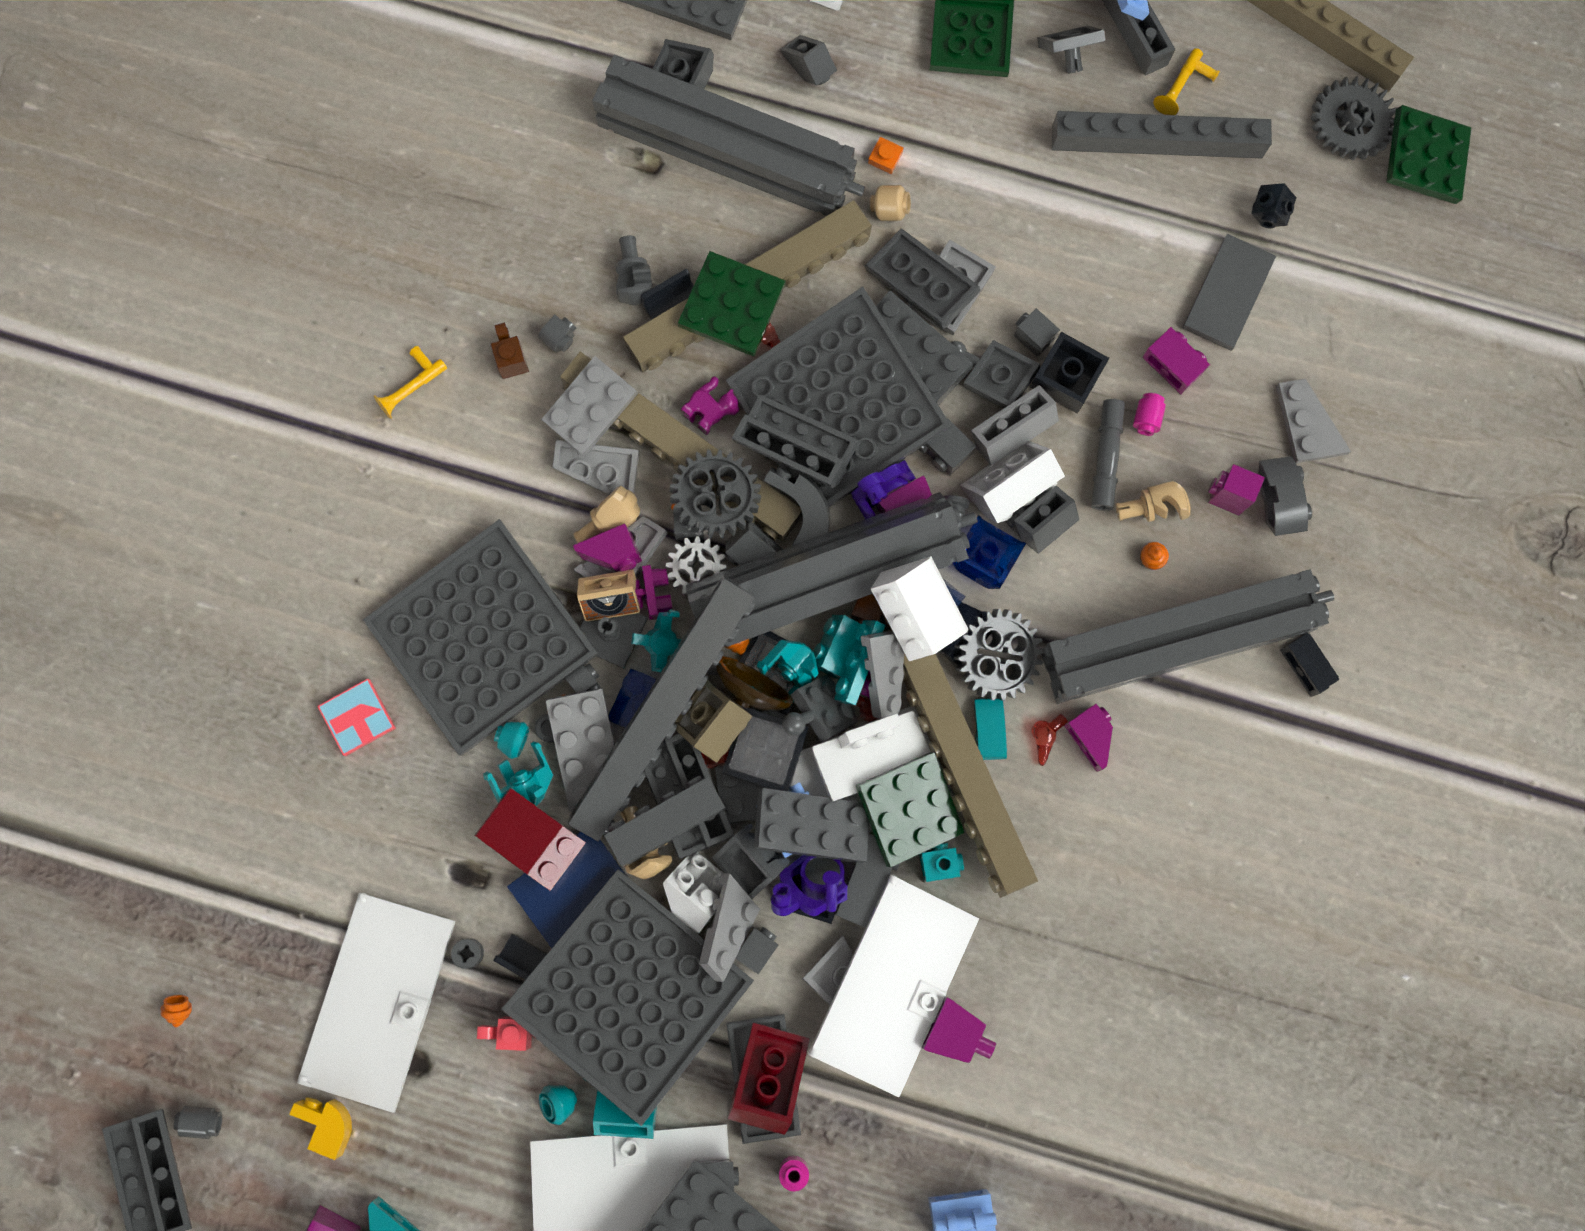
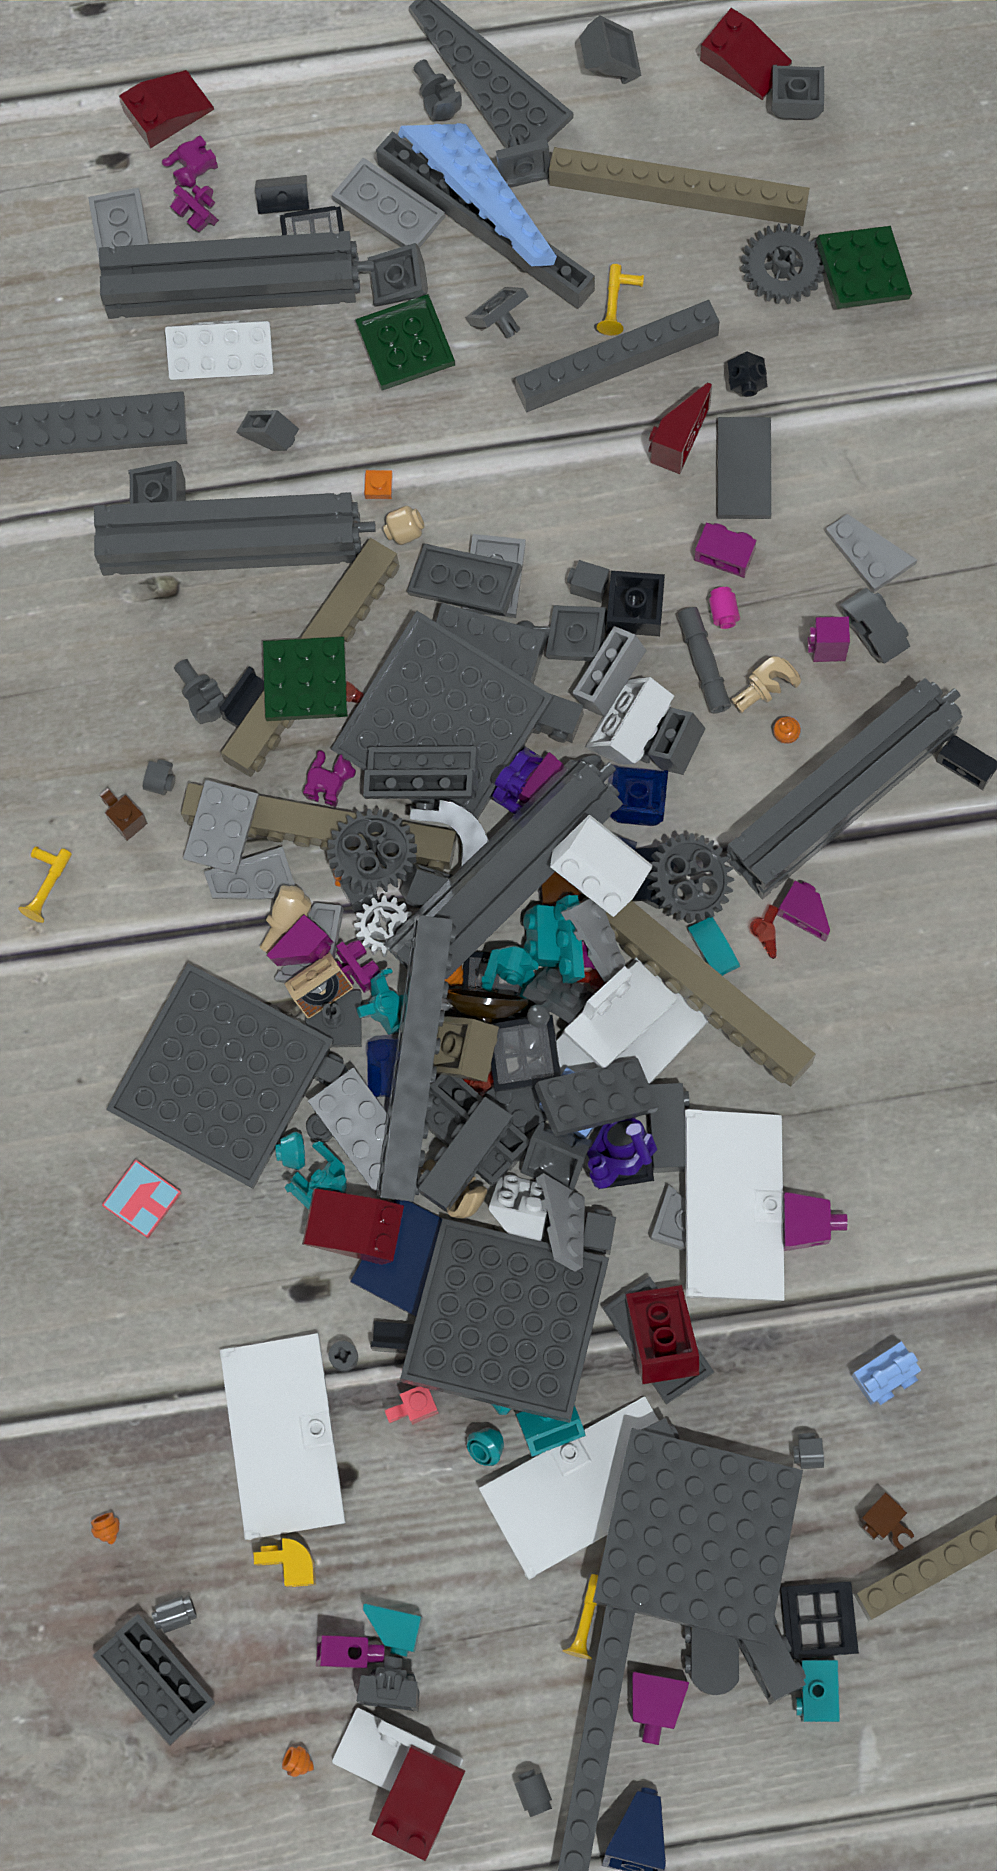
camera: 15 degrees left, 5 degrees down
(793, 1163) = (719, 1414): dark pink brick -> none
(910, 809) = (675, 1046): plate -> none
(941, 863) = (725, 1083): teal brick -> none
(1185, 229) = (678, 431): none -> dark red slope

